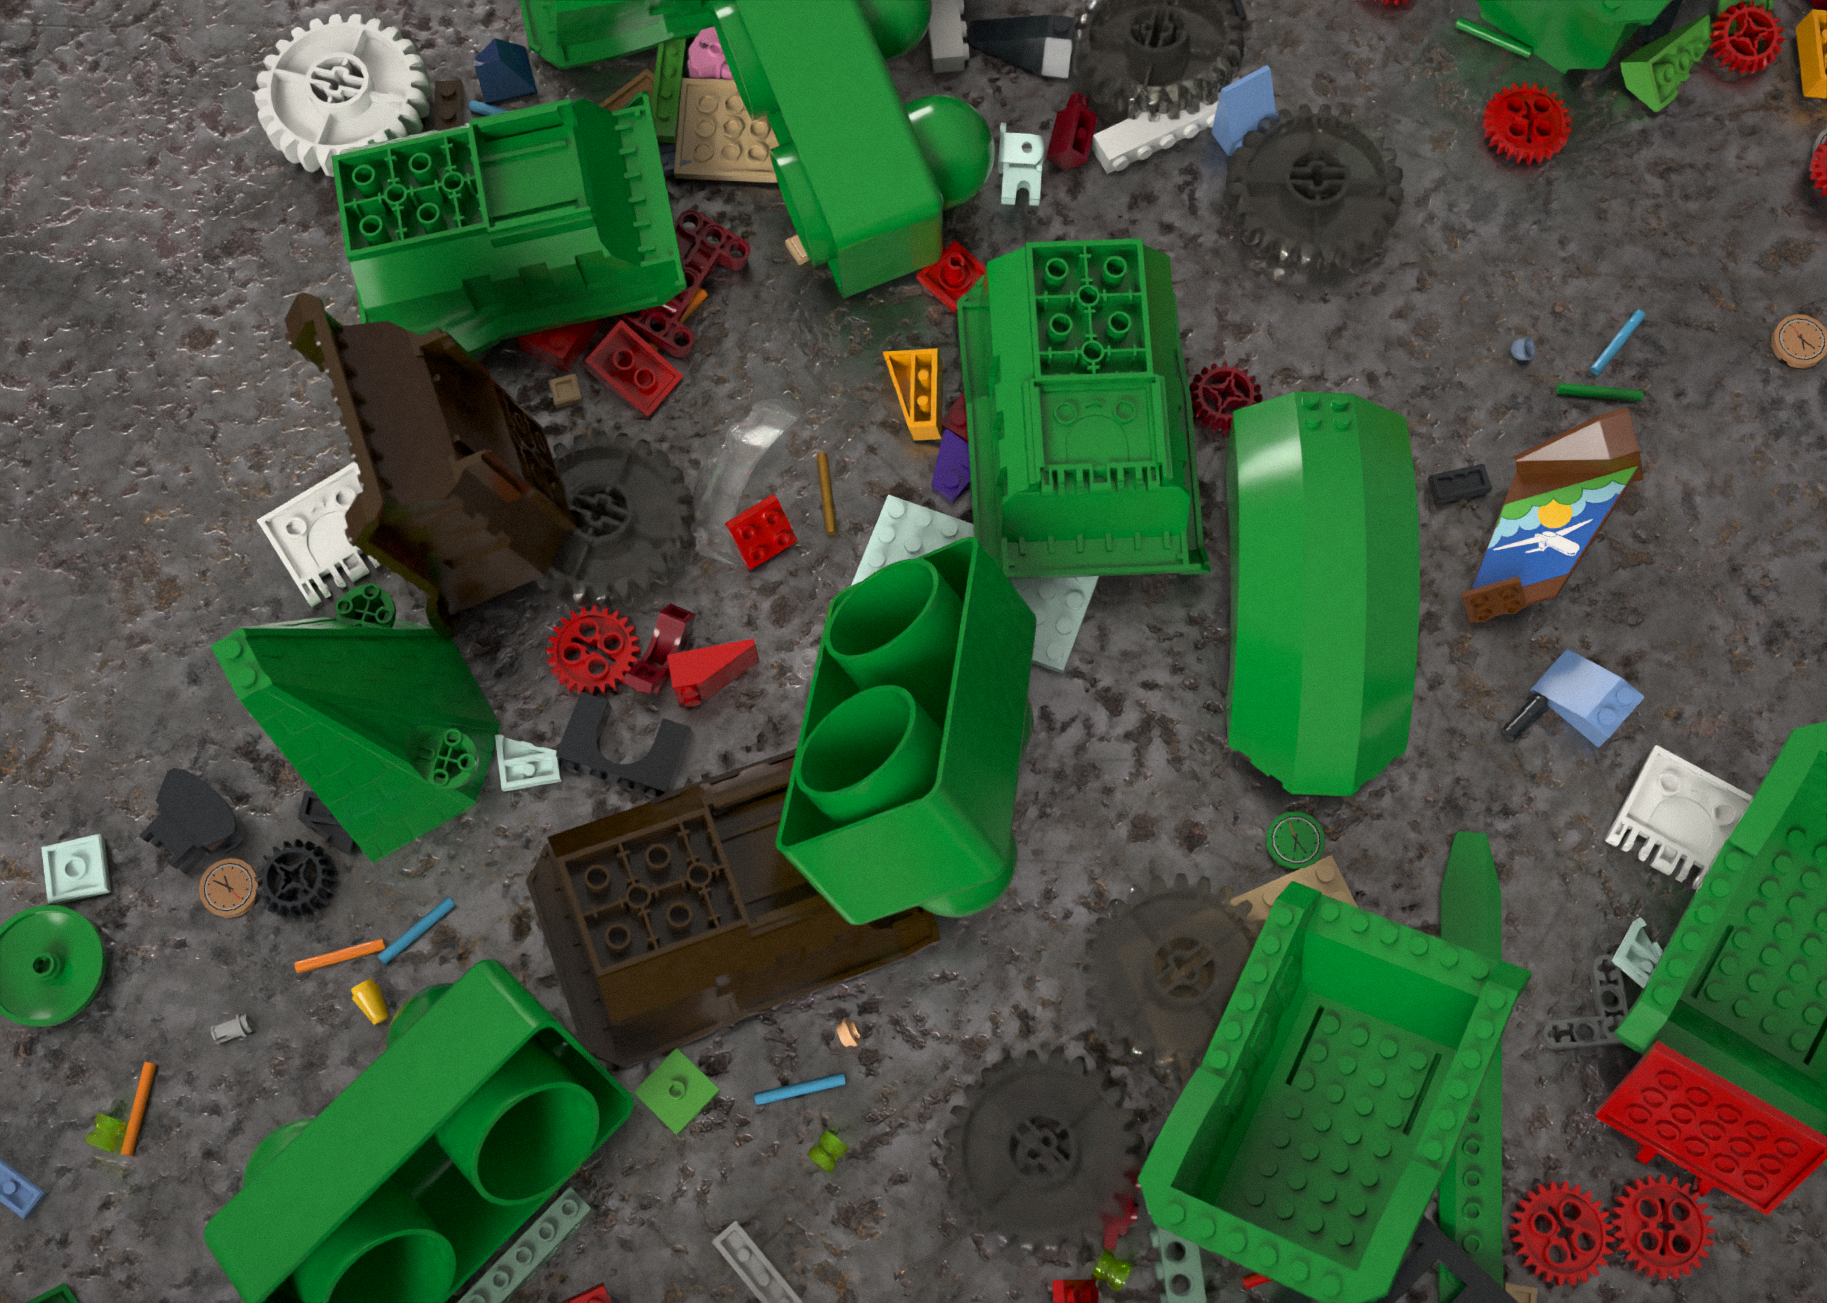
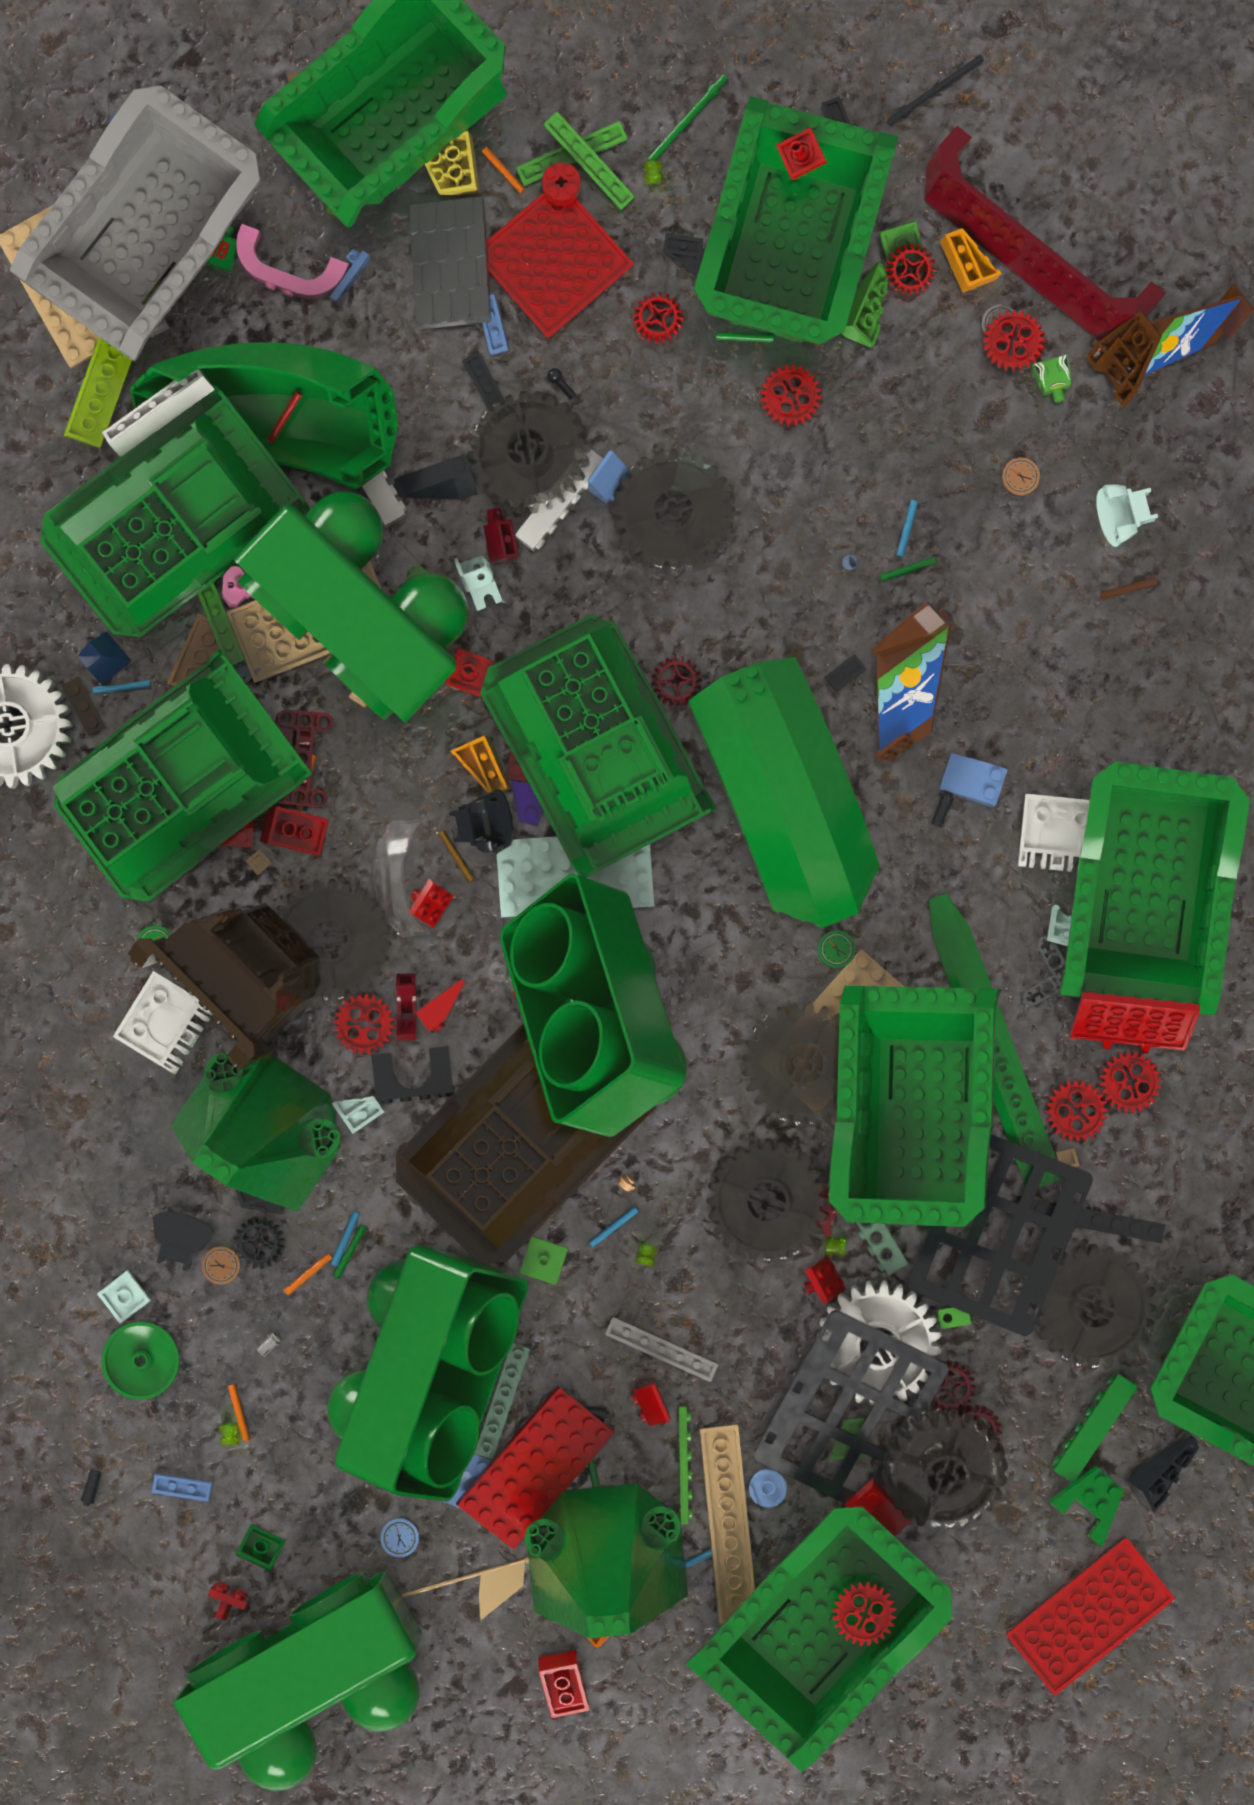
camera: 25 degrees left, 15 degrees up
(370, 1000) = (340, 1291): yellow cone -> none
(413, 951) = (349, 1252): none -> green bar
(886, 462) = (485, 817): none -> black piece

